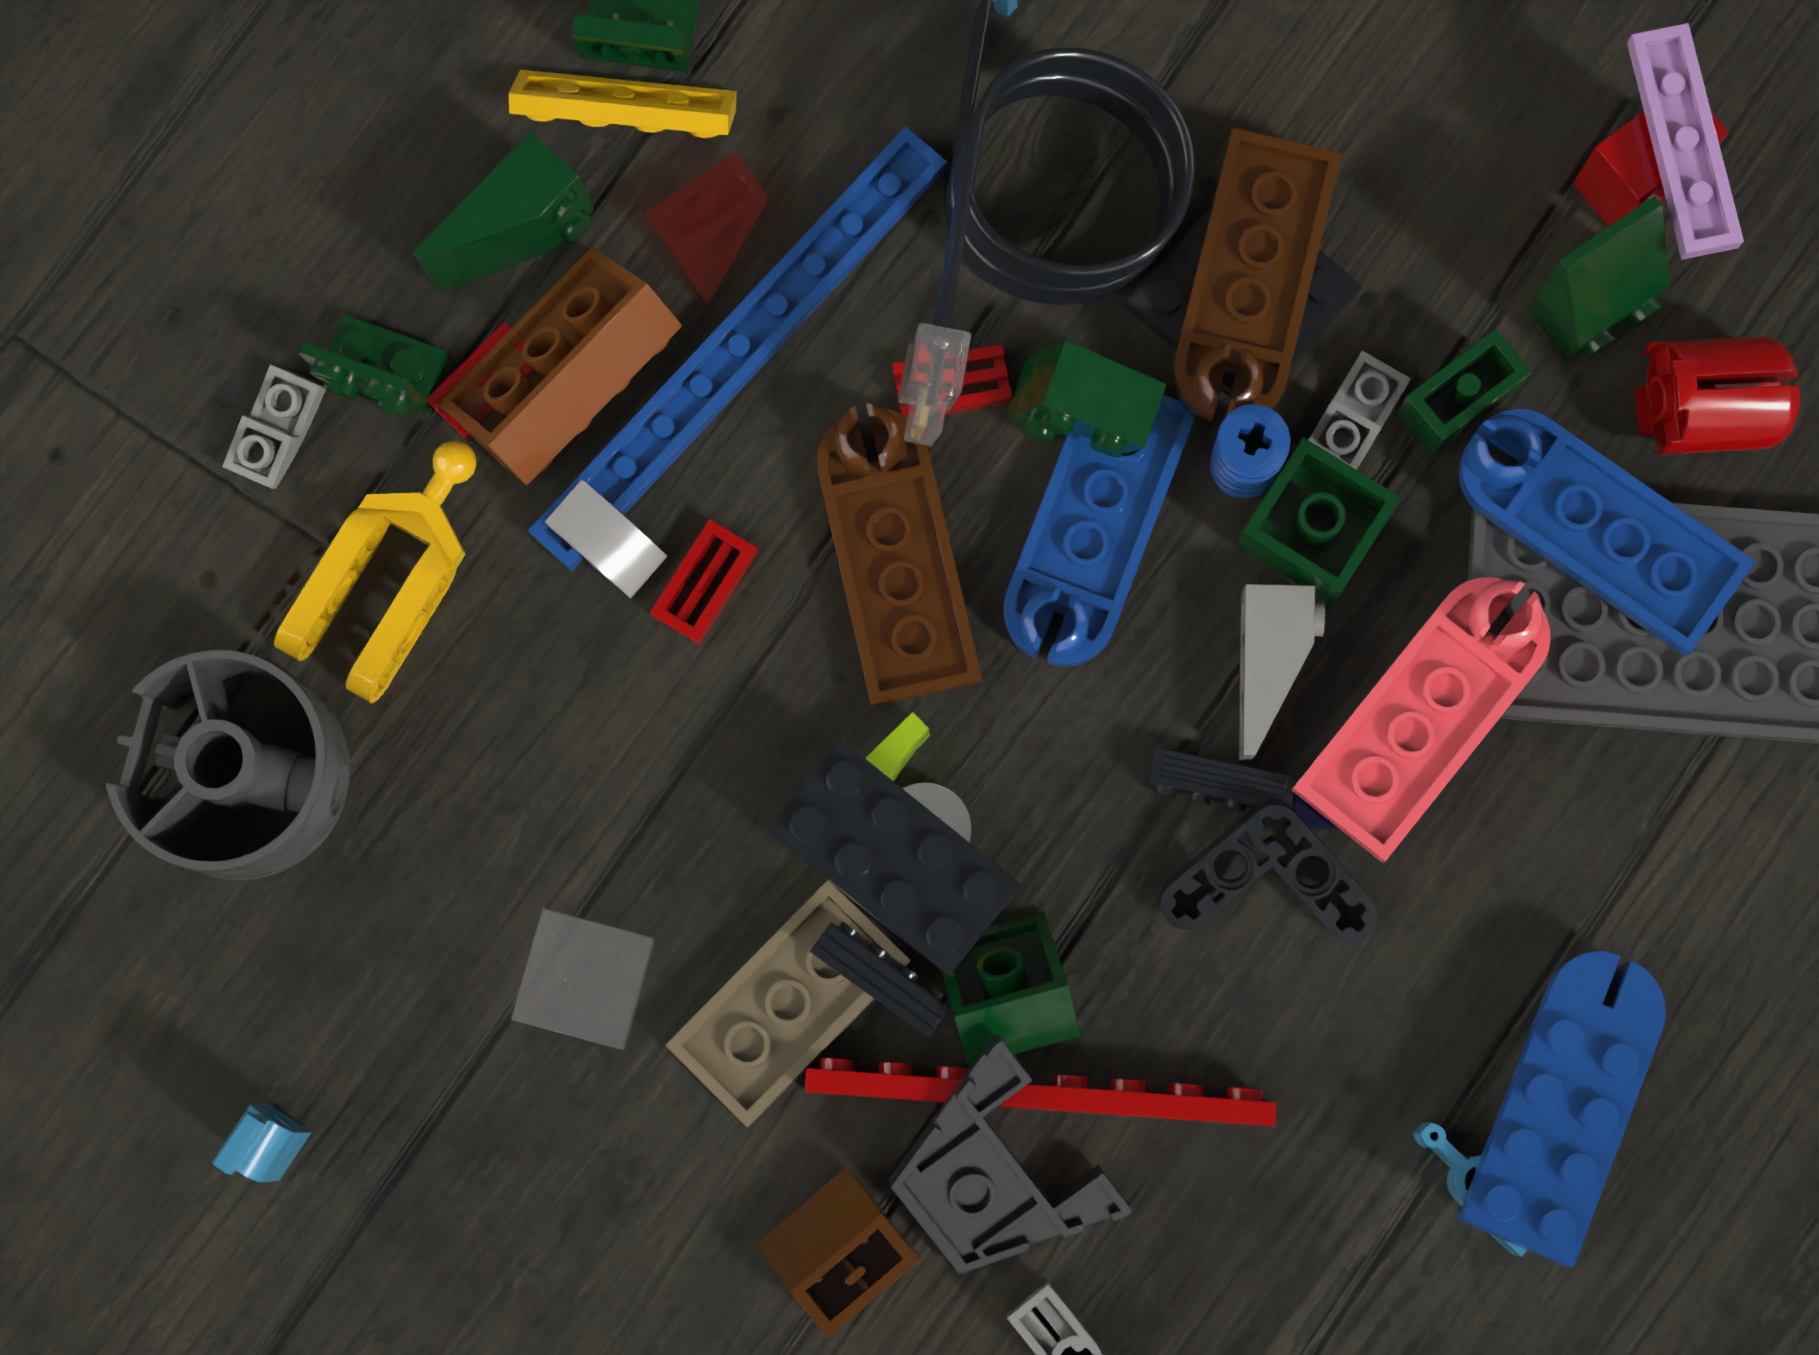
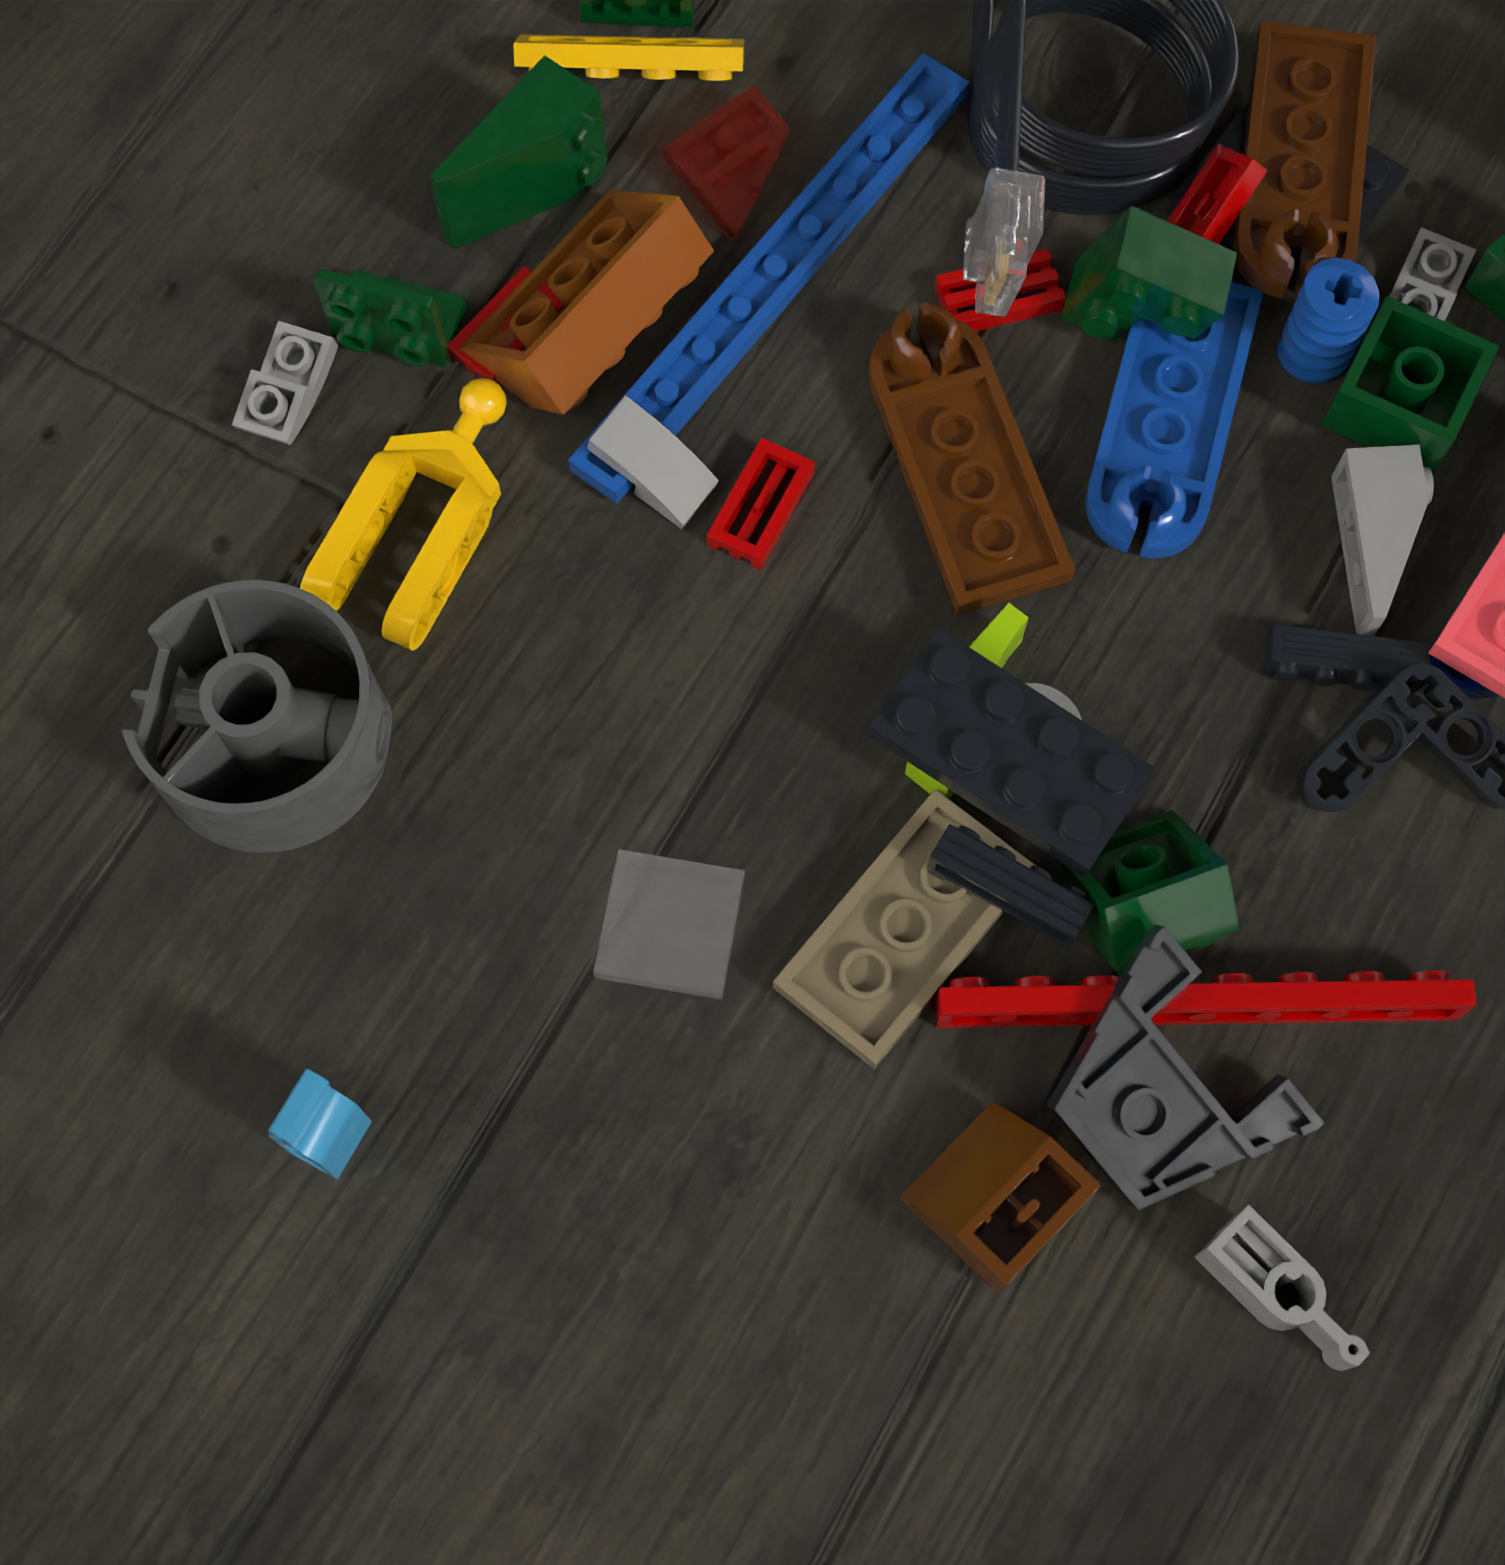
camera: 15 degrees left, 10 degrees down
(1156, 320) = (1218, 194): none -> red tile

